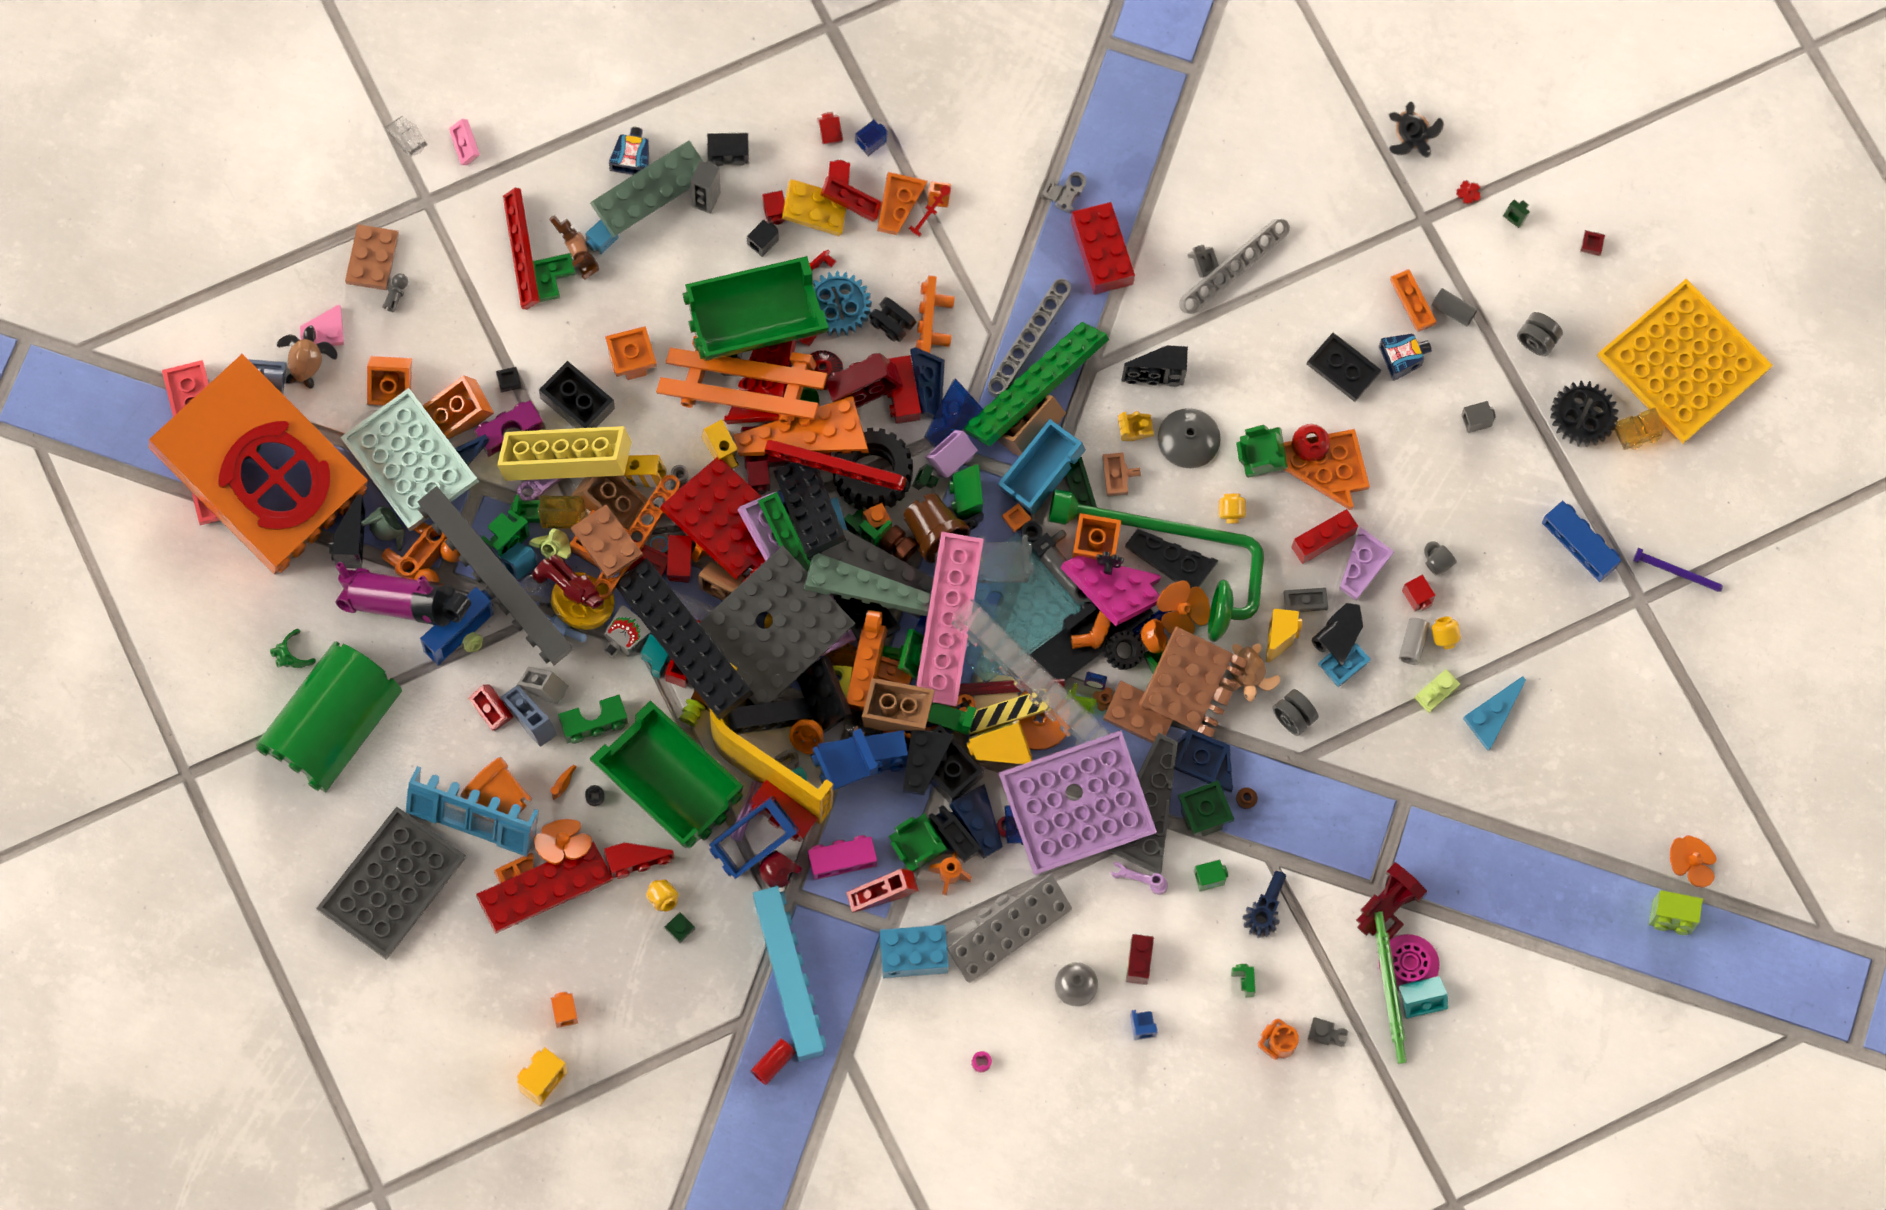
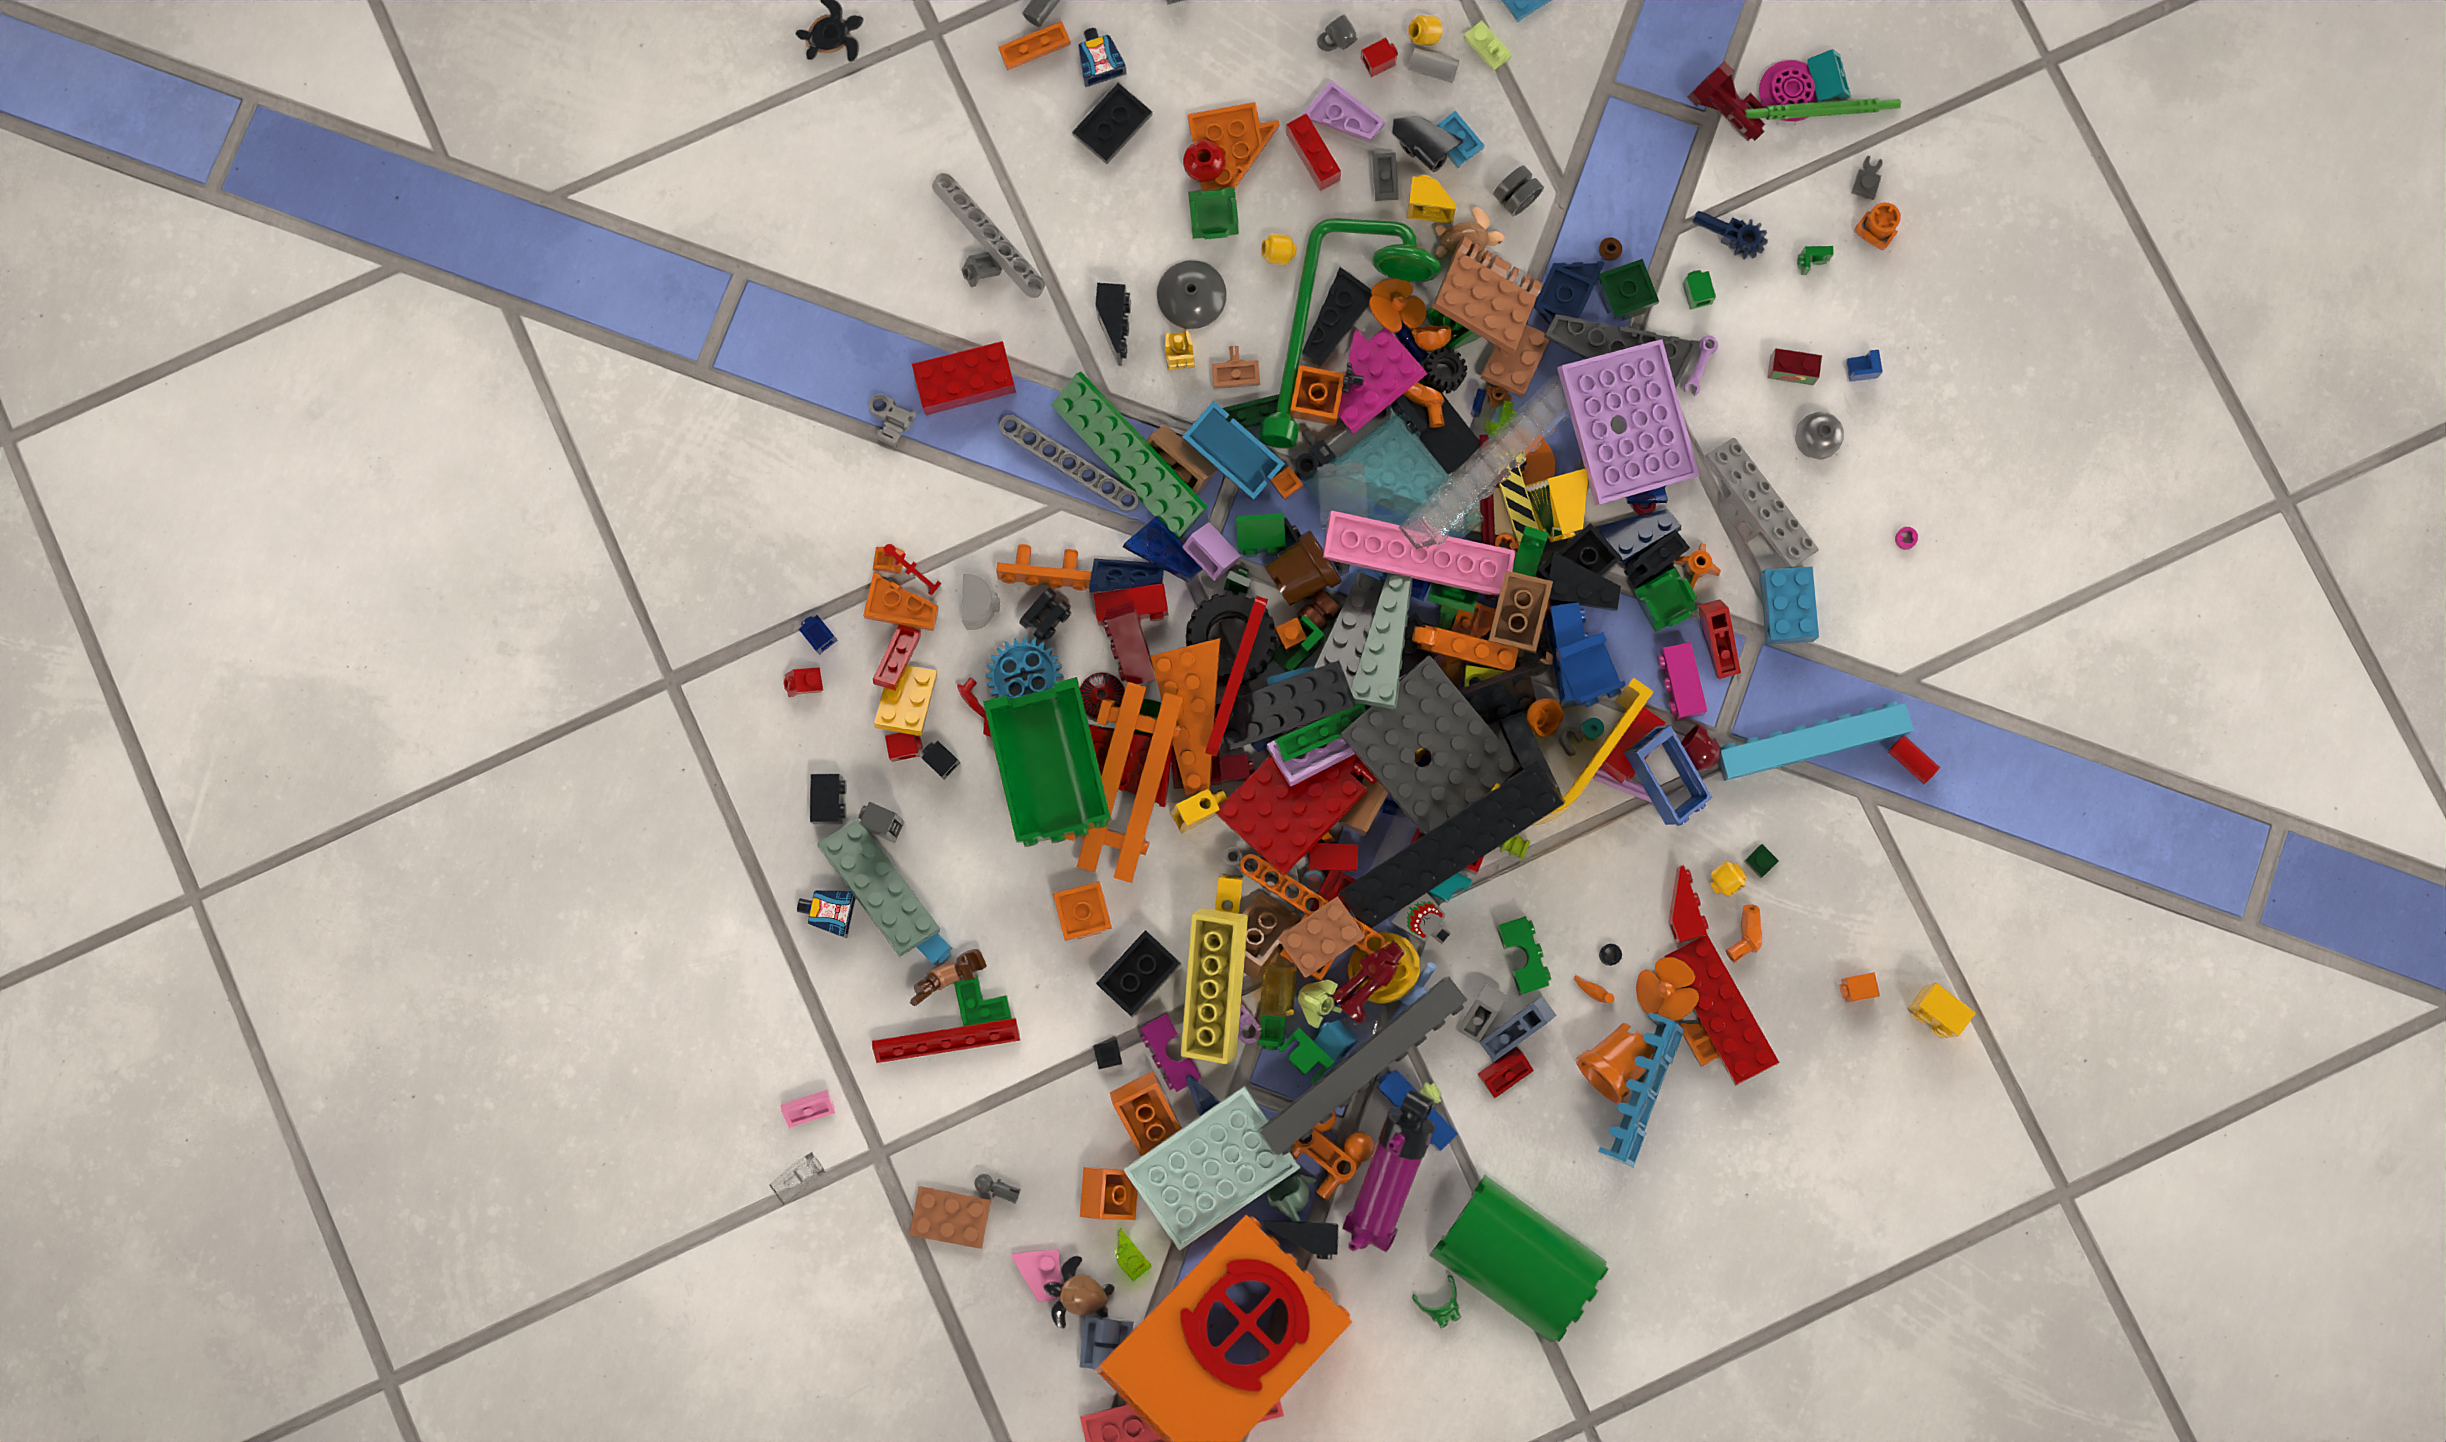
camera: 80 degrees left, 10 degrees up
(335, 398) = (1130, 1257): none -> clear neon green slope
(391, 883) = (1715, 1183): dark grey plate -> none
(612, 916) = (1751, 934): none -> orange arm
(670, 776) = (1598, 871): green cylinder -> none
(840, 170) = (862, 671): red brick -> none
(900, 261) = (978, 602): none -> light grey brick

